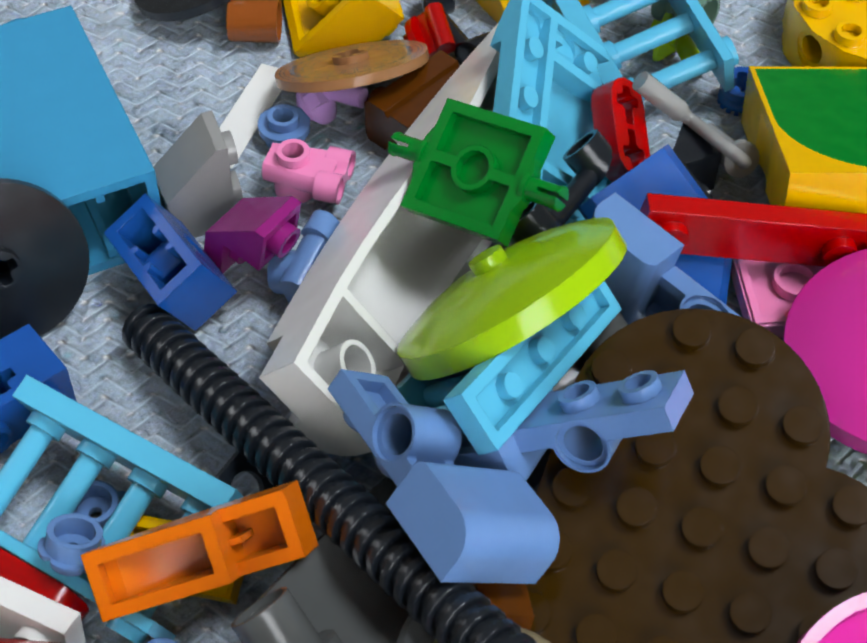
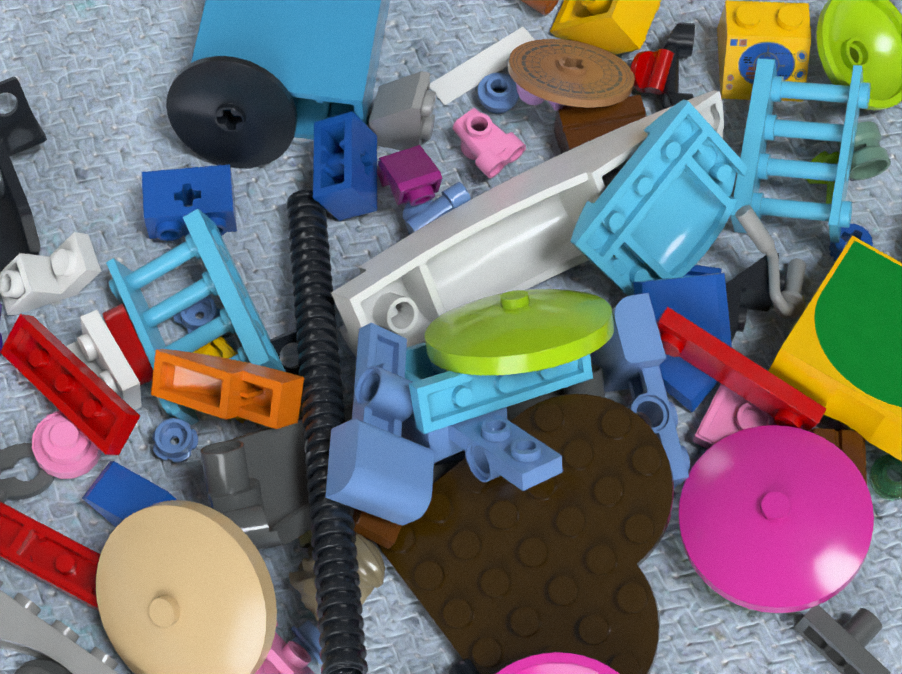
camera: 30 degrees right, 15 degrees up
(67, 539) = (163, 327): medium blue plate -> none
(478, 171) = (561, 226): green plate -> none
(590, 162) = (663, 252): black bar -> none
(621, 120) = (713, 236): red beam -> none

